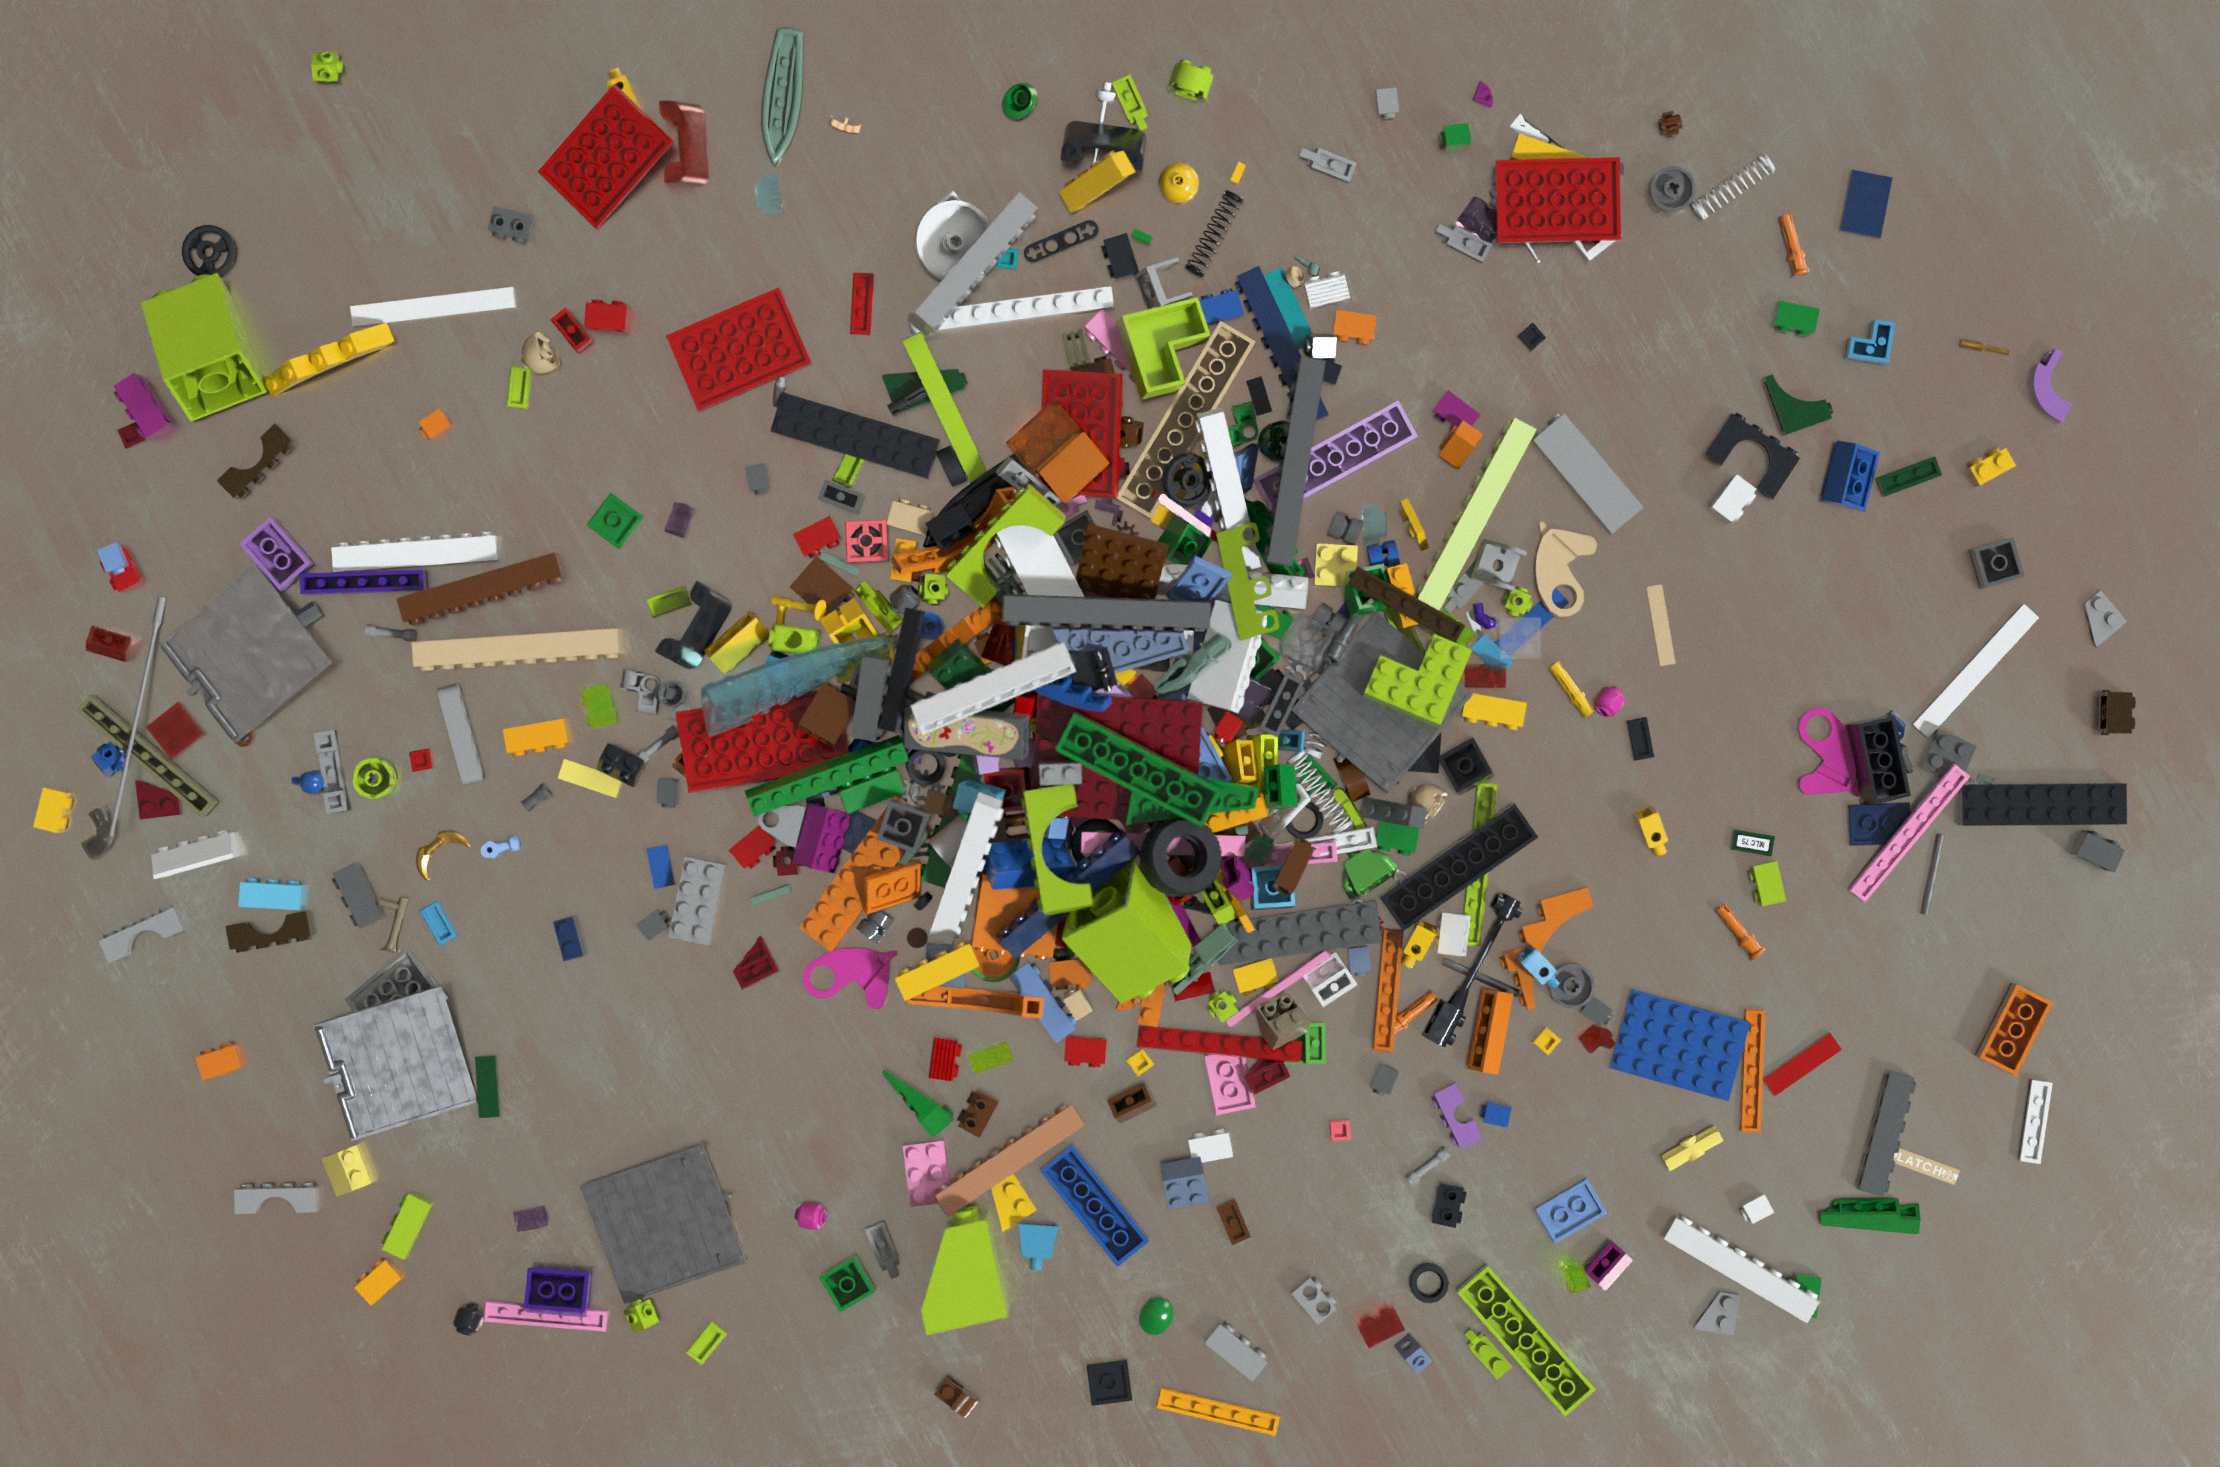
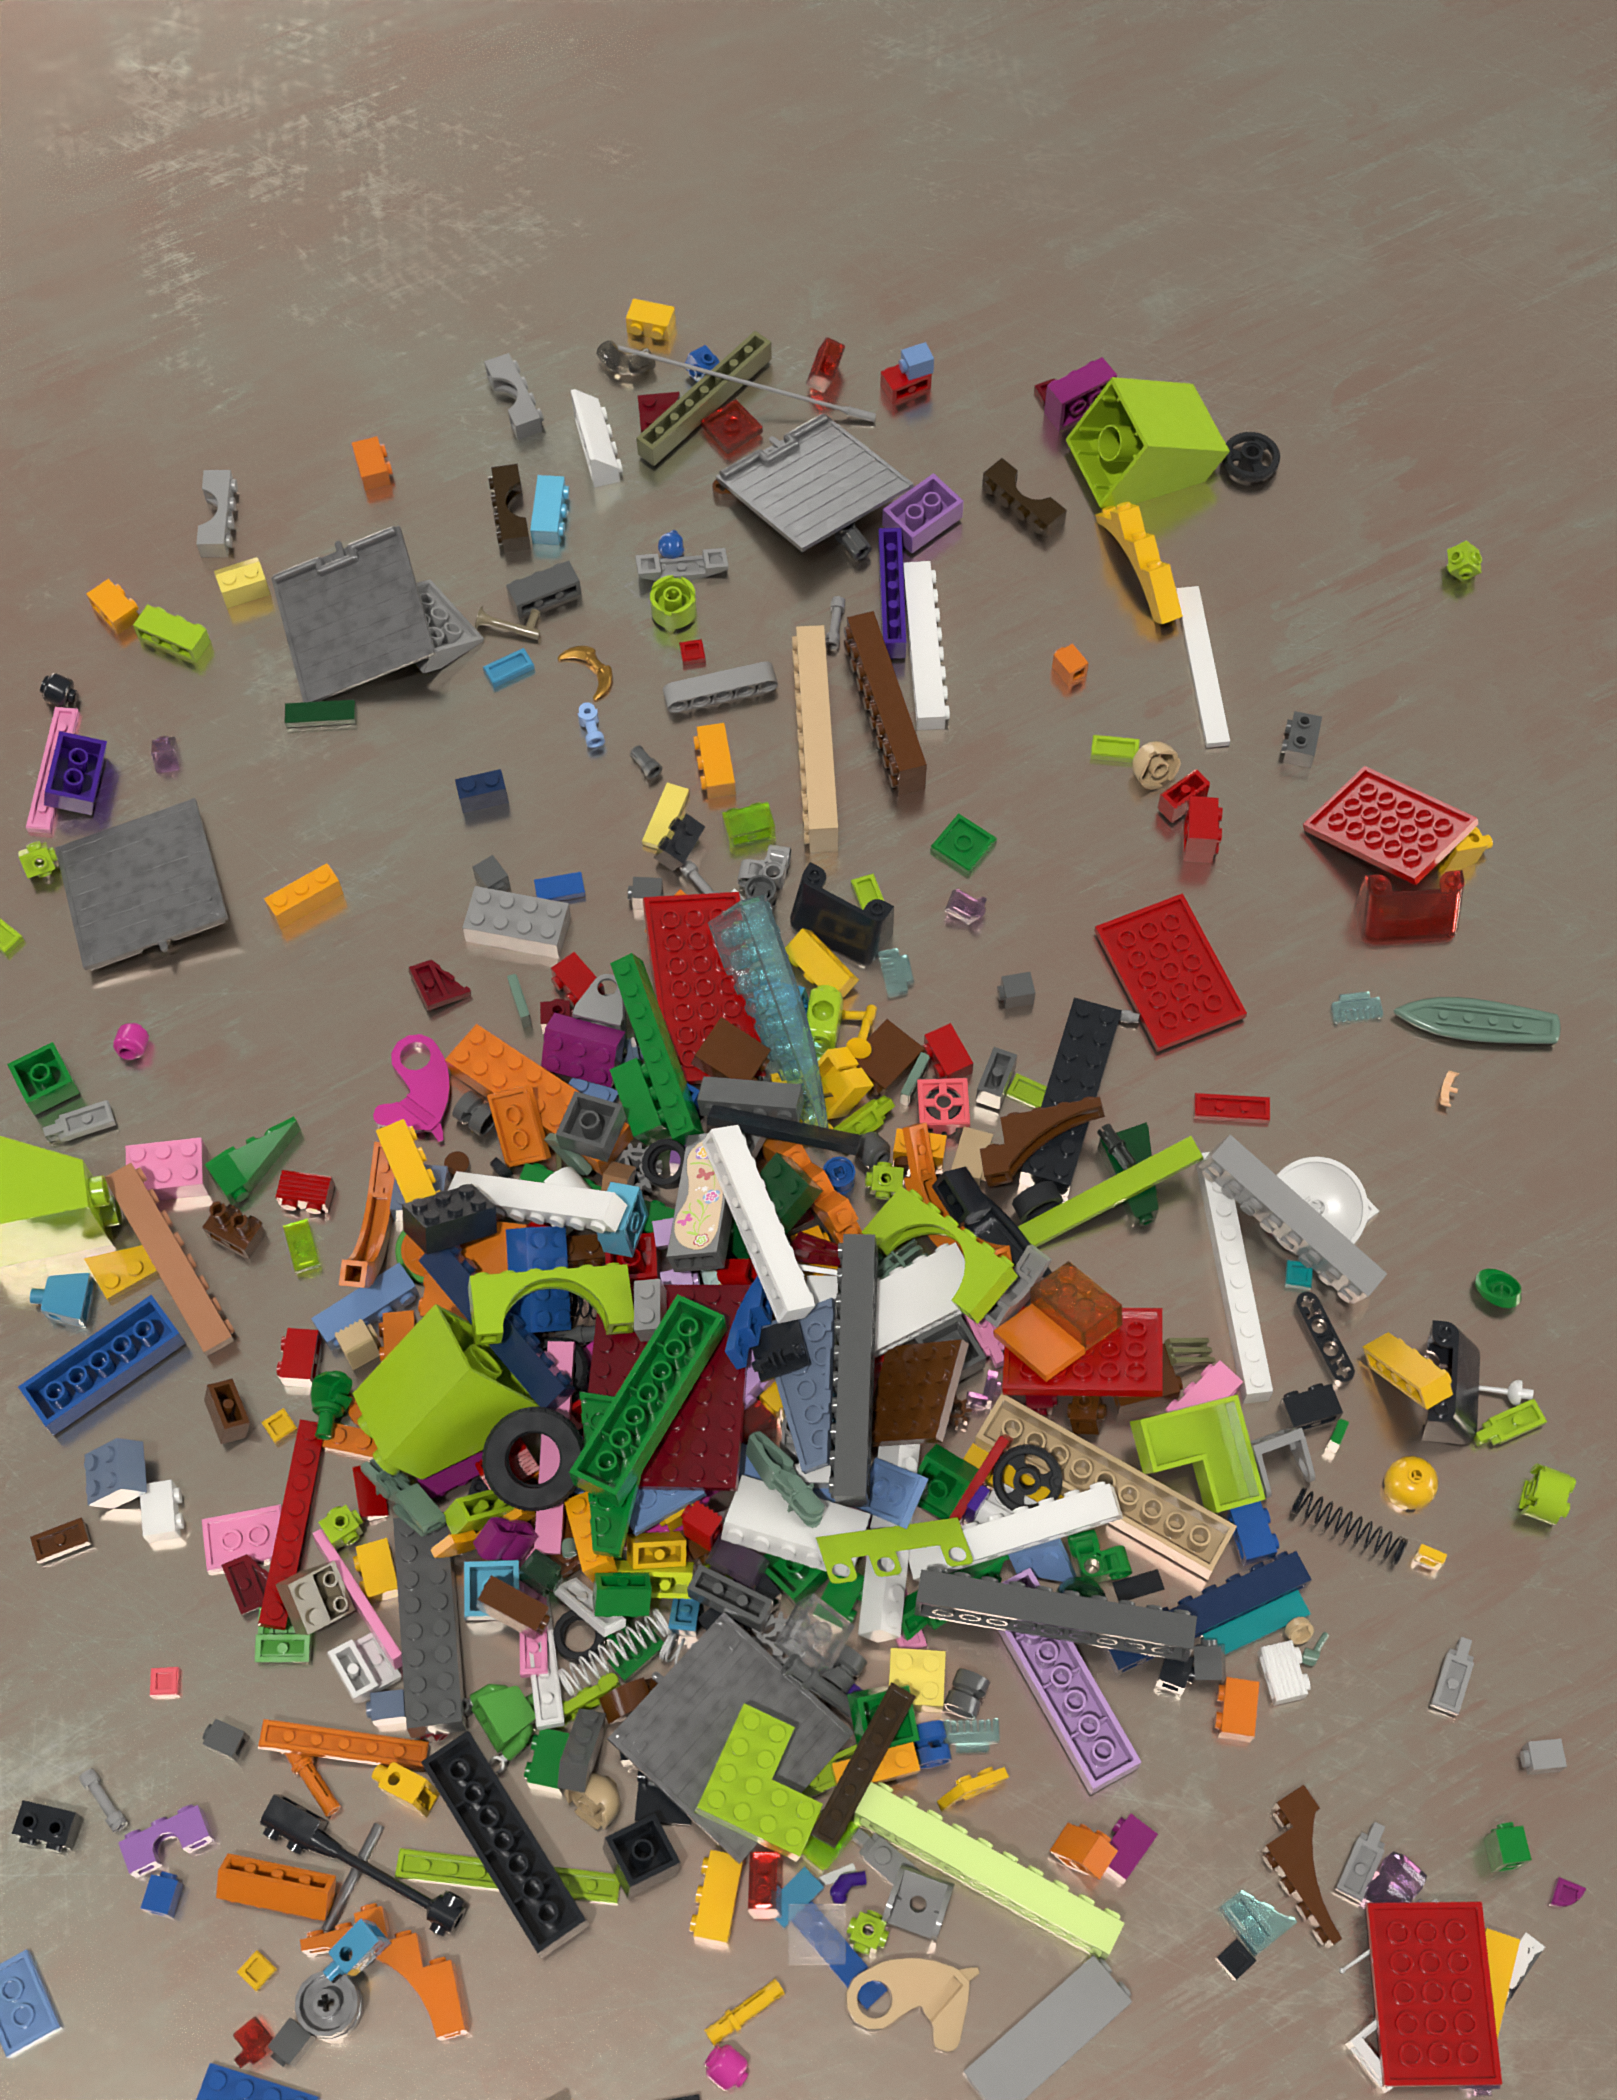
camera: 90 degrees right, 25 degrees down
(673, 1083) = (303, 896): none -> light orange brick
(738, 574) = (901, 969): none -> clear light blue piece
(898, 473) = (1029, 1131): none -> reddish brown arch
(985, 934) = (449, 1218): none -> black brick
(1057, 828) = (580, 1314): medium blue brick -> none
(1122, 1023) = (329, 1400): none -> green piece
(1453, 934) = (413, 1837): white brick -> none
(1462, 291) = (1293, 1861): none -> reddish brown arch
(1506, 321) = (1255, 1921): none -> clear light blue wing

